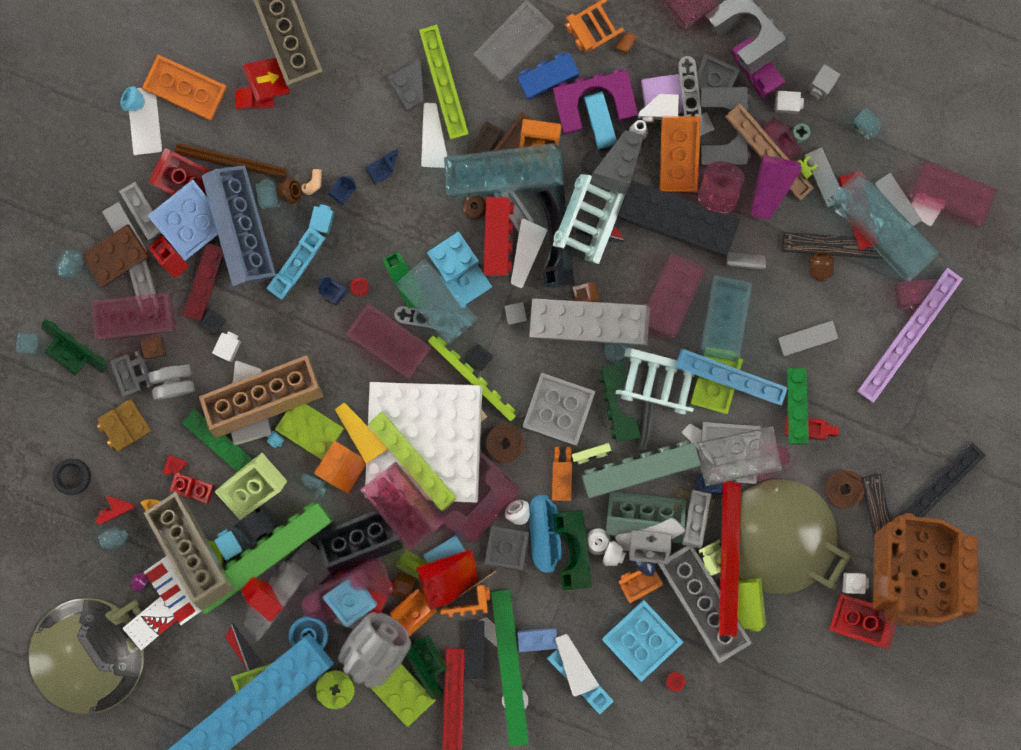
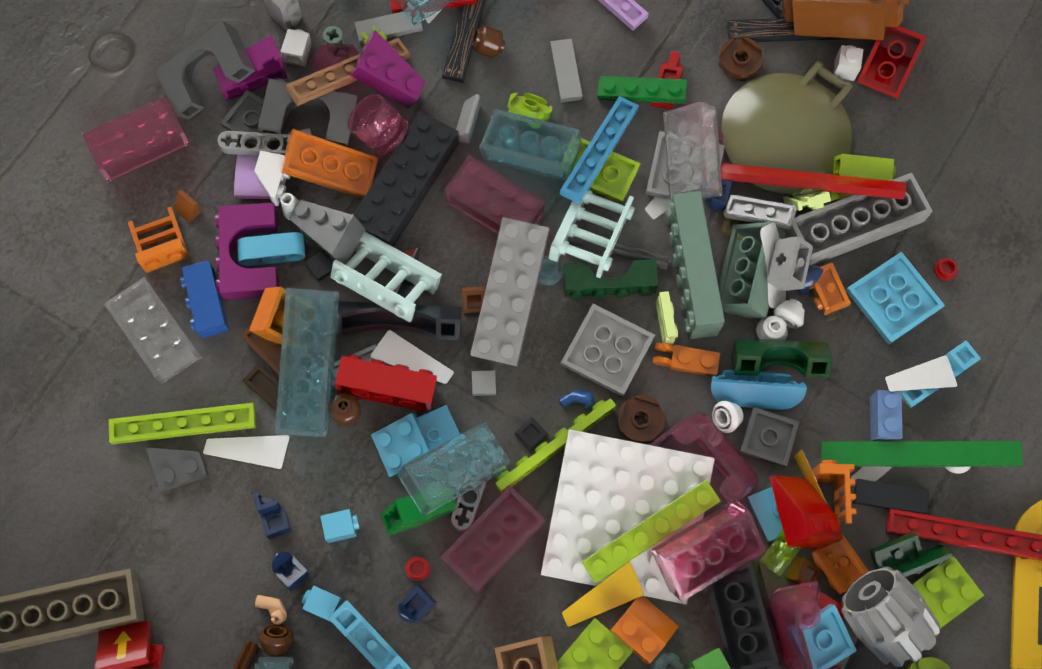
camera: 80 degrees left, 15 degrees down
(382, 221) = (339, 525): none -> medium azure brick
(516, 390) = (578, 396): none -> blue arm
(759, 303) = (529, 106): none -> lime plate

